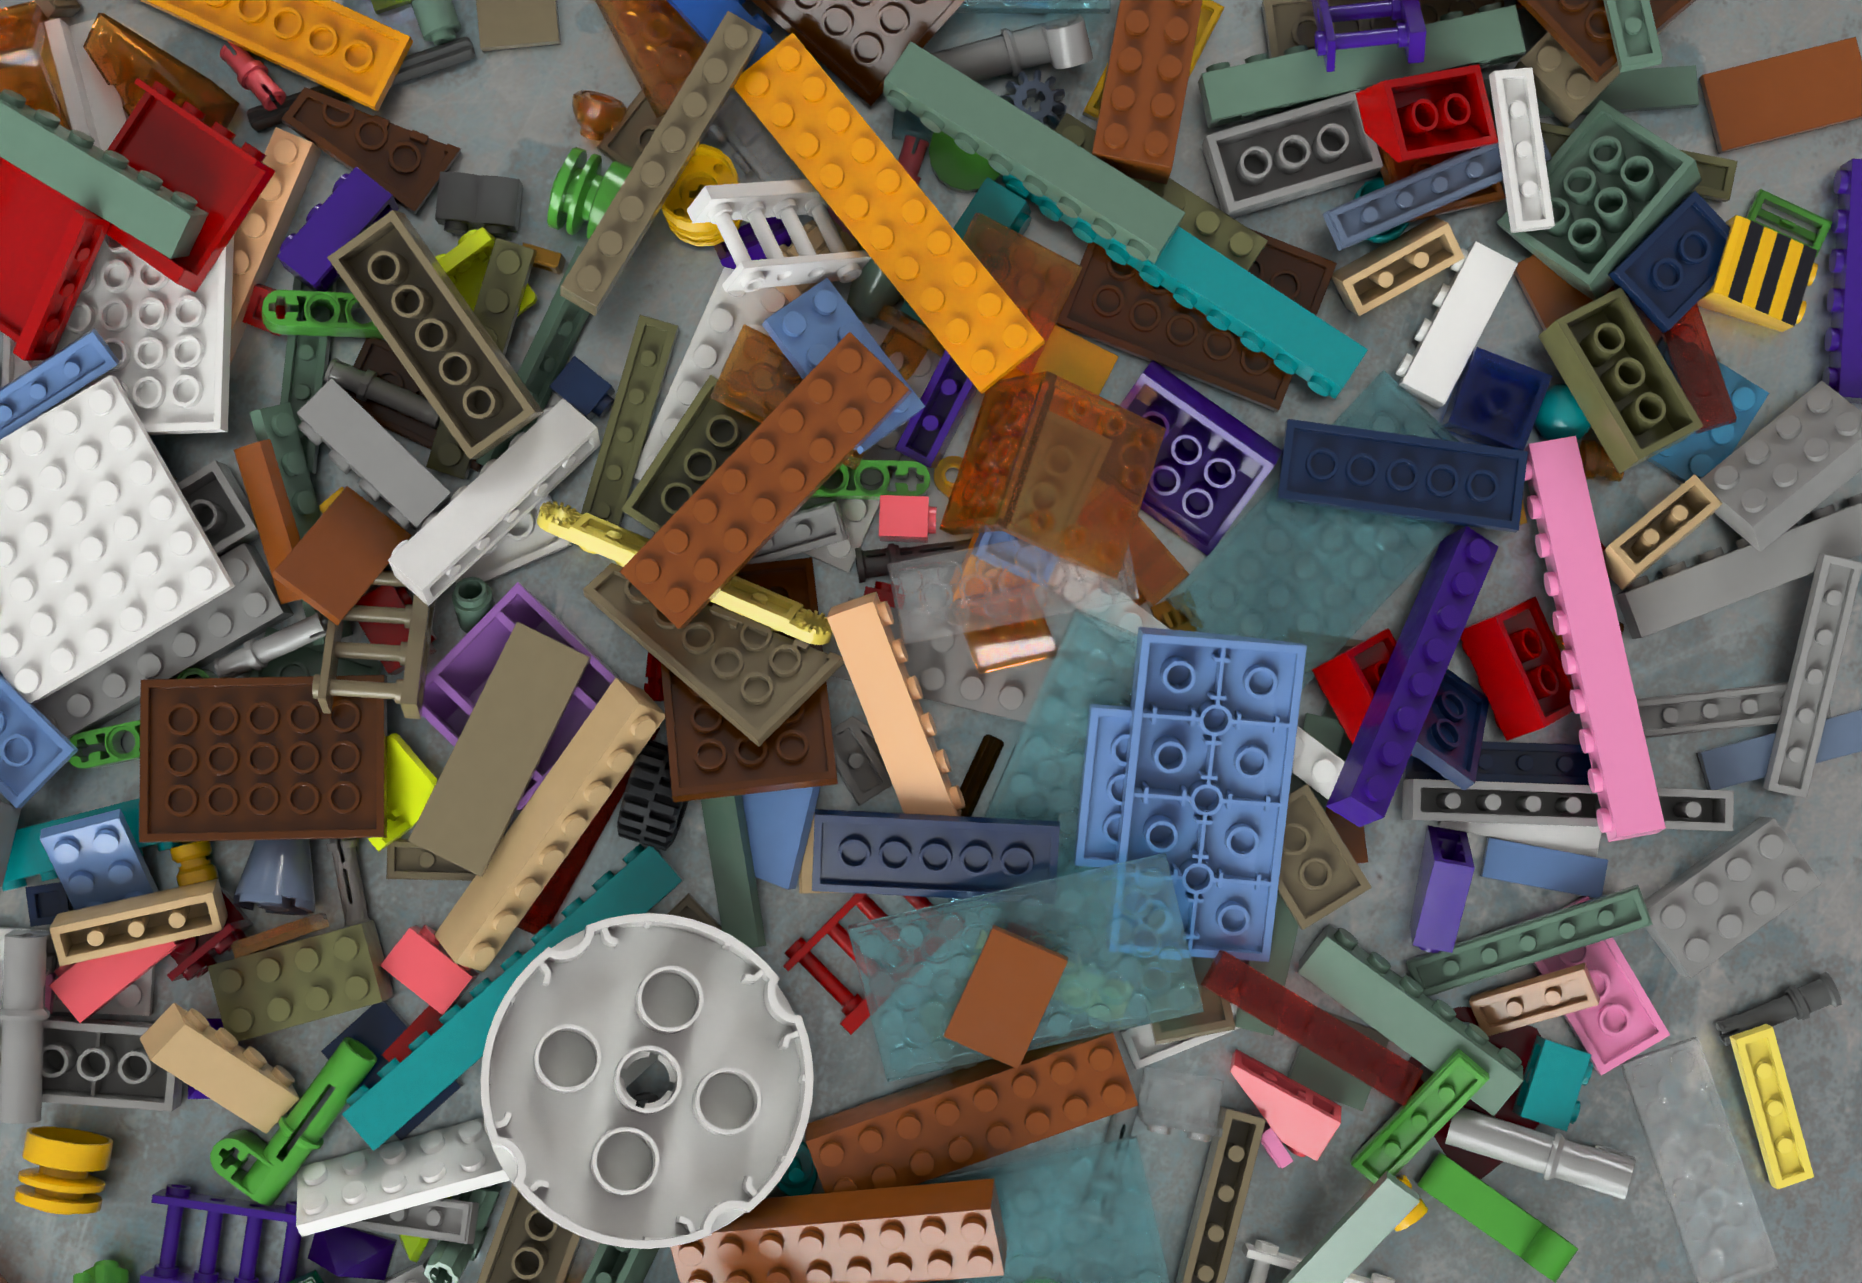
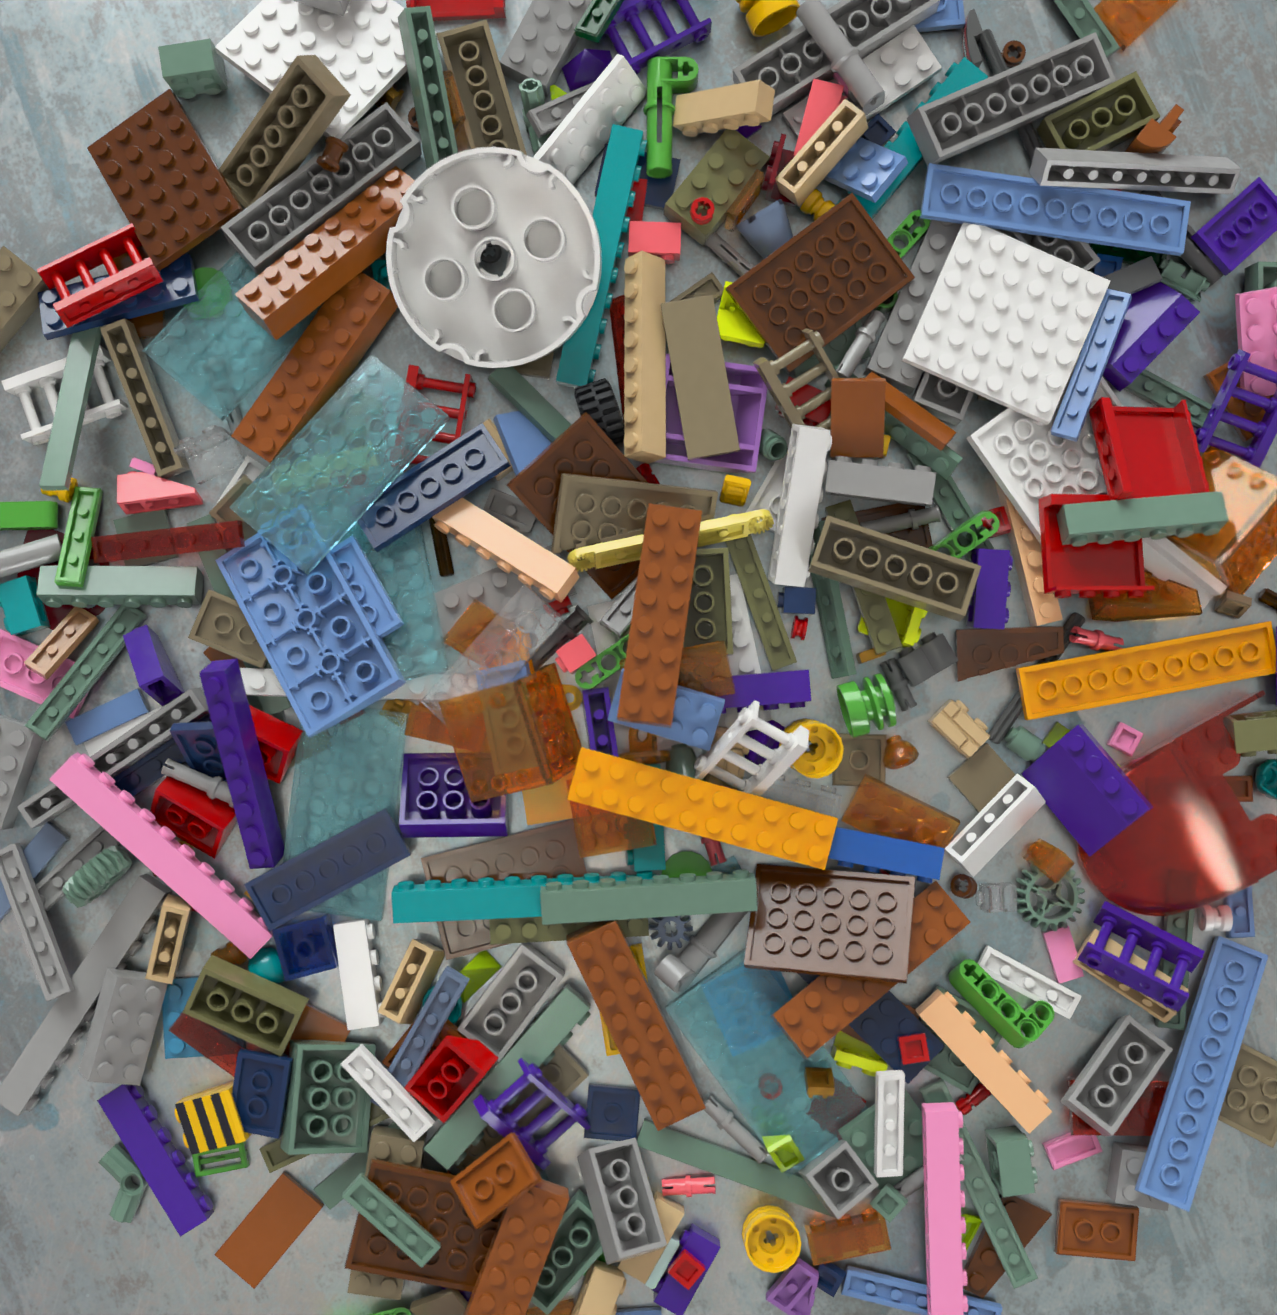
camera: 145 degrees right, 0 degrees up
(337, 944) = (702, 201): none -> red bush
(501, 90) = (959, 728): none -> tan brick
(535, 198) = (898, 684): none -> dark grey pin
(560, 581) = (734, 490): none -> yellow slope
(606, 355) = (799, 627): none -> red bush
(661, 163) = (841, 746): dark tan brick -> none
(697, 300) = (770, 690): none -> dark purple brick
(1005, 996) = (338, 439): dark orange tile -> none
(1304, 222) = (479, 971): none -> lime slope
(1470, 679) = (214, 786): none -> light grey pin
(1693, 672) = (97, 876): none -> sand green gear

